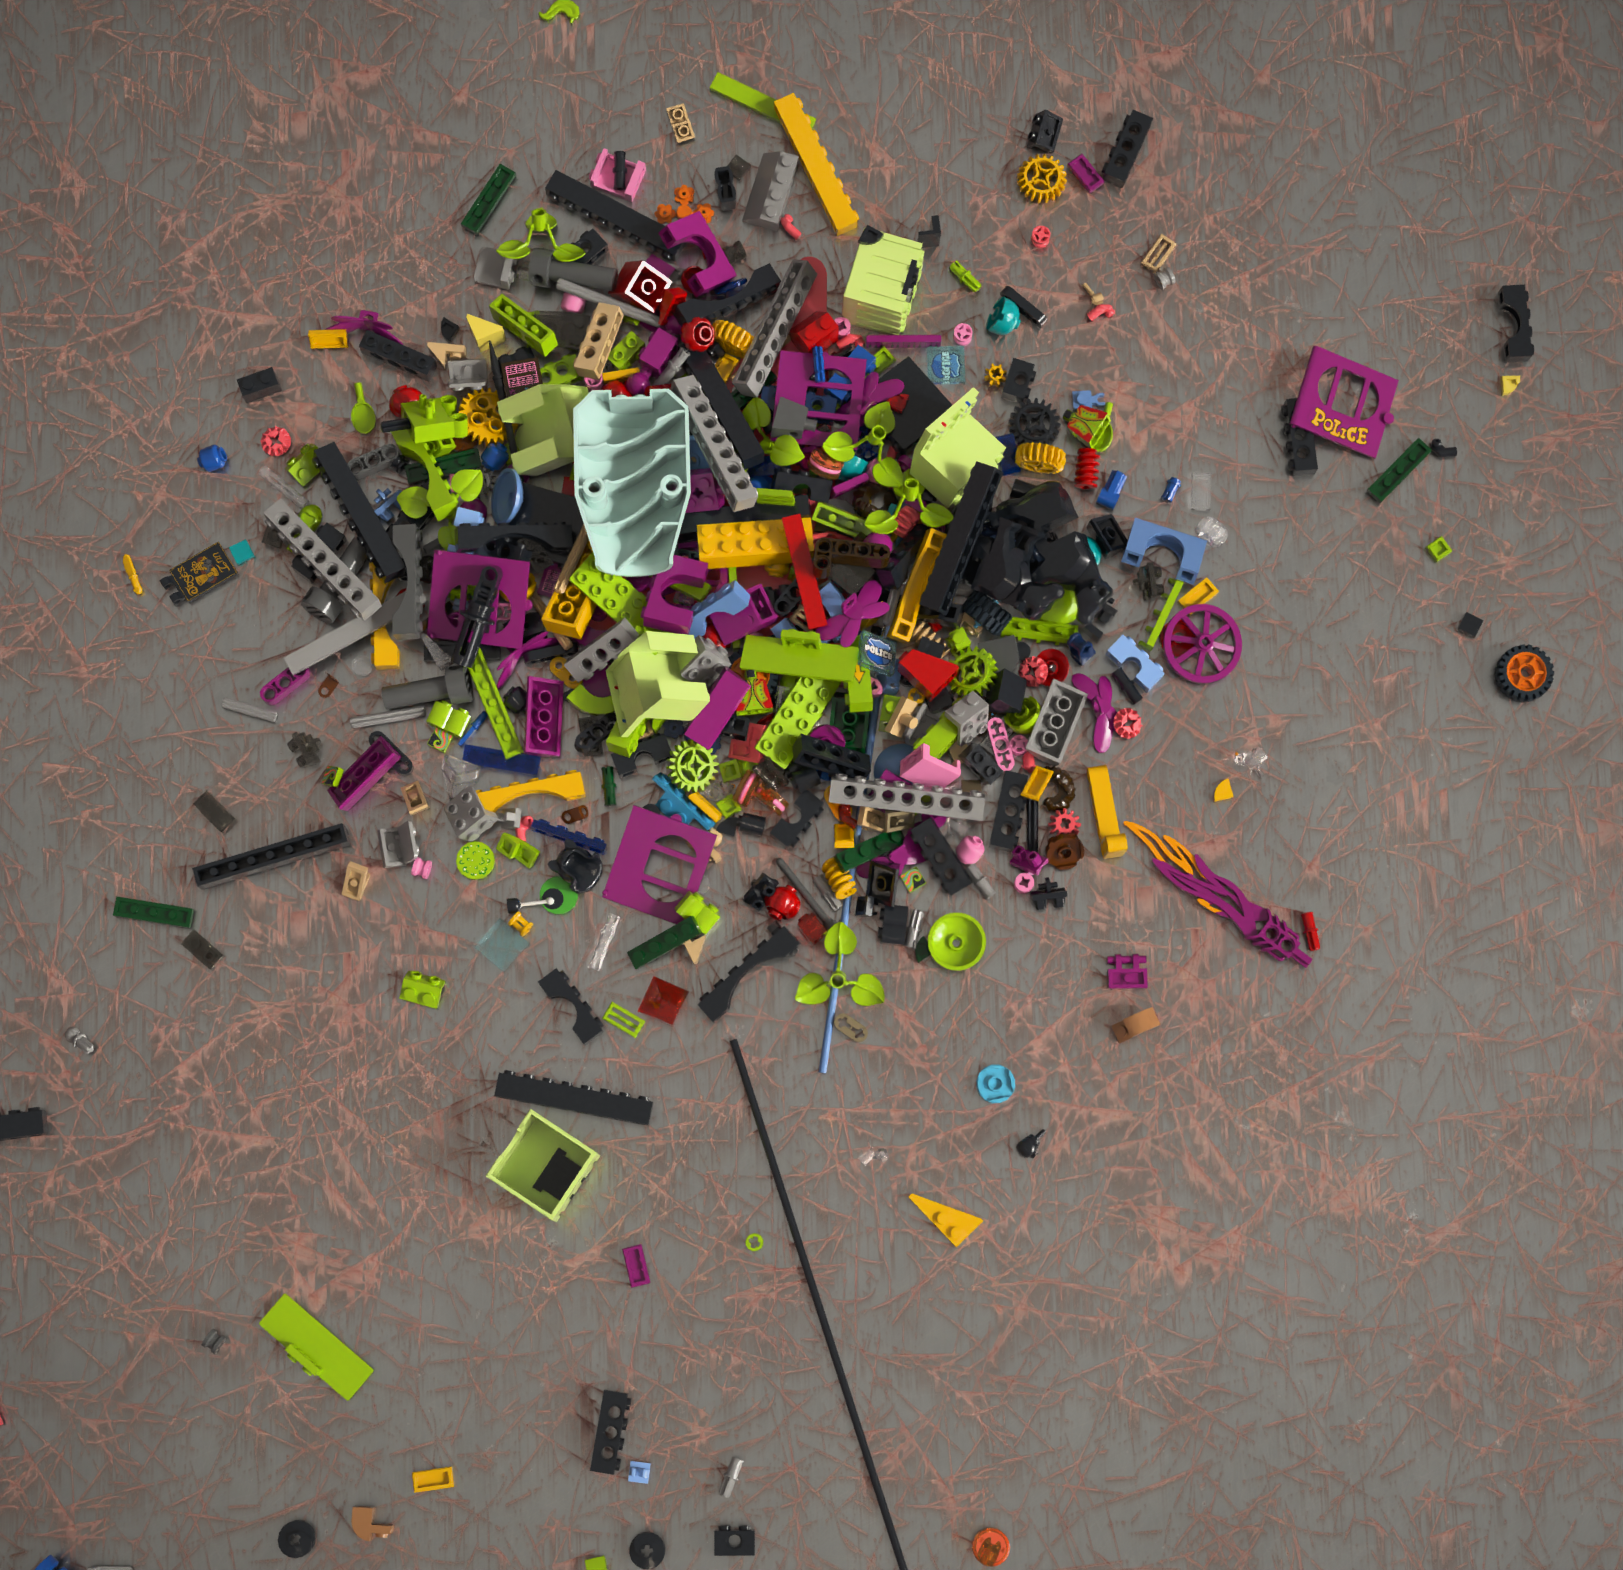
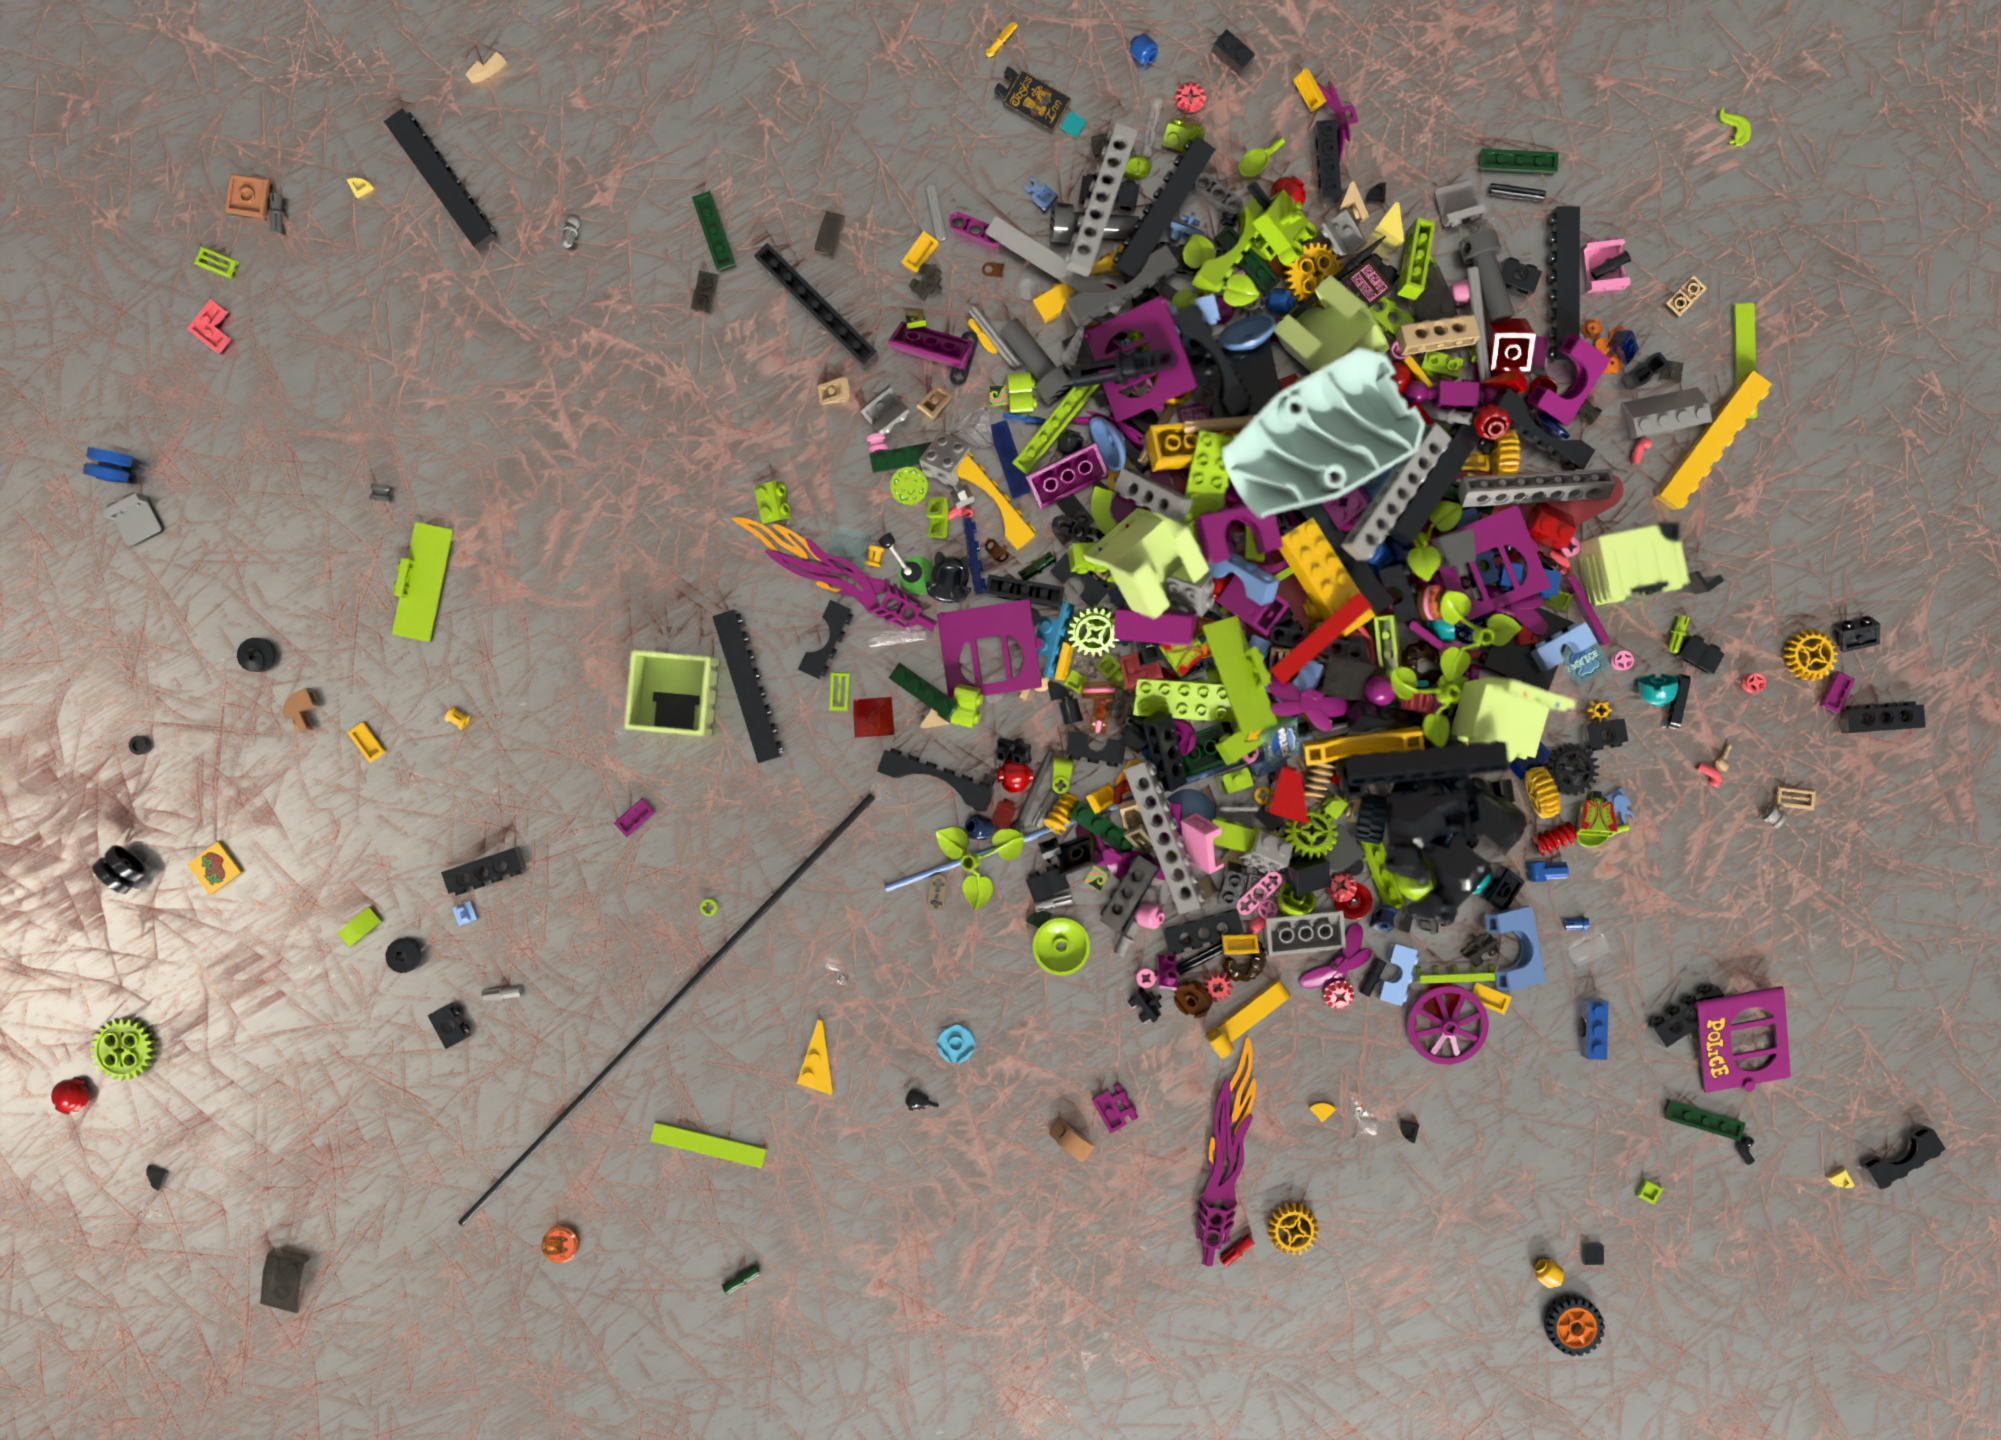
camera: 70 degrees right, 10 degrees up
(276, 742) = (920, 252): none -> yellow tile
(287, 610) = (1042, 195): none -> medium blue plate
(382, 727) = (987, 344): none -> yellow piece
(445, 856) = (897, 458): none -> dark green plate
(457, 1381) = (450, 716): none -> yellow bush
(509, 979) = (870, 585): none -> magenta piece
(514, 214) = (1517, 192): none -> black axle
(536, 664) = (1109, 442): none -> medium blue dish
(540, 221) = (1521, 218): lime plant -> none
(570, 729) = (1069, 505): none -> black tile
(619, 812) = (1021, 590): none -> black brick
(692, 193) = (1625, 344): none -> clear blue slope
(775, 497) = (1376, 574): lime tile -> none
(802, 859) = (1061, 771): none -> lime piece
(812, 958) = (978, 827): none -> dark blue head
(818, 362) = (1522, 546): blue axle -> none
(852, 556) = (1356, 674): dark brown beam -> none
(902, 717) = (1234, 795): tan tile -> none
(922, 360) = (1549, 654): none -> light blue arch
(930, 647) = (1311, 787): black panel -> none
(970, 1359) = (708, 1144): none -> lime tile
(992, 268) = (1700, 655): none -> black brick
(1109, 1395) = (741, 1279): none -> dark green pin
(1212, 531) = (1556, 981): clear gear -> none
(1279, 725) = (1409, 1130): none -> black tile
(1281, 525) = (1595, 1042): none -> blue arch
(1327, 860) = (1289, 1244): none -> yellow gear
(1467, 670) = (1549, 1273): none -> yellow head

